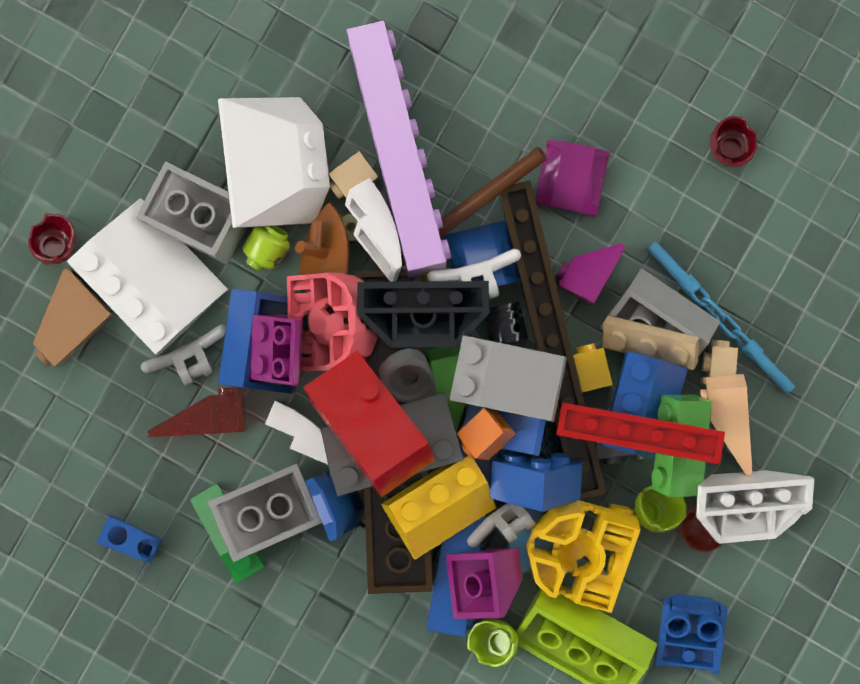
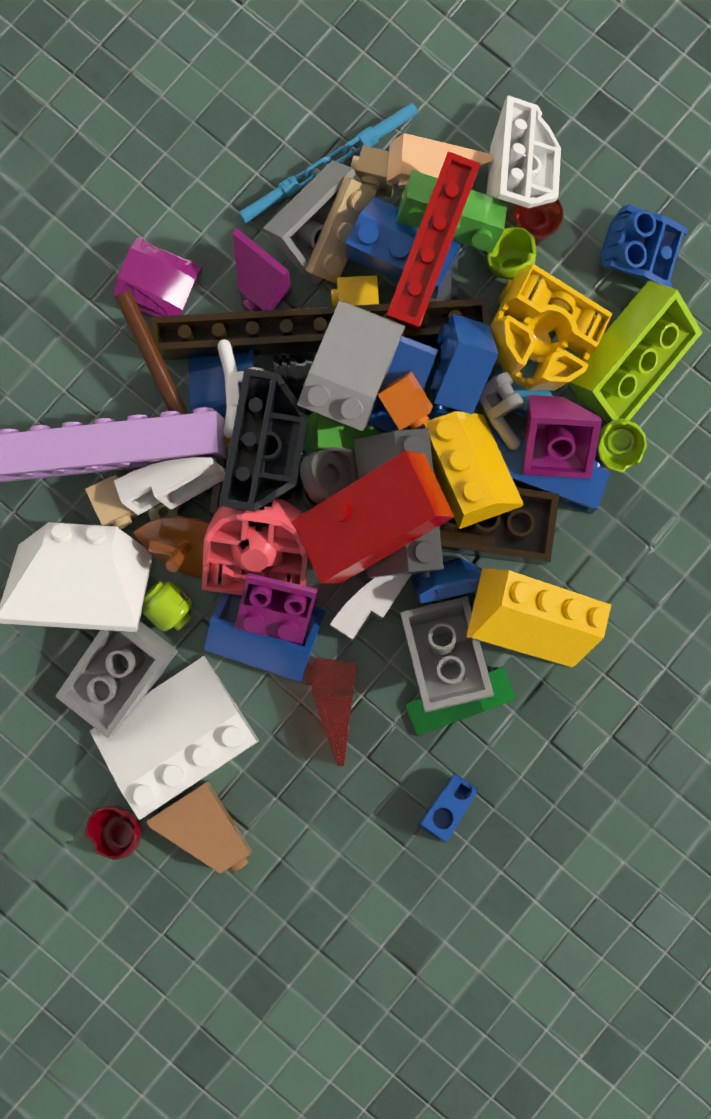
camera: 80 degrees left, 5 degrees down
(178, 356) = (261, 711): light grey piece -> none
(312, 589) = (536, 617): none -> yellow slope
(733, 142) = (153, 116): dark red hair -> none

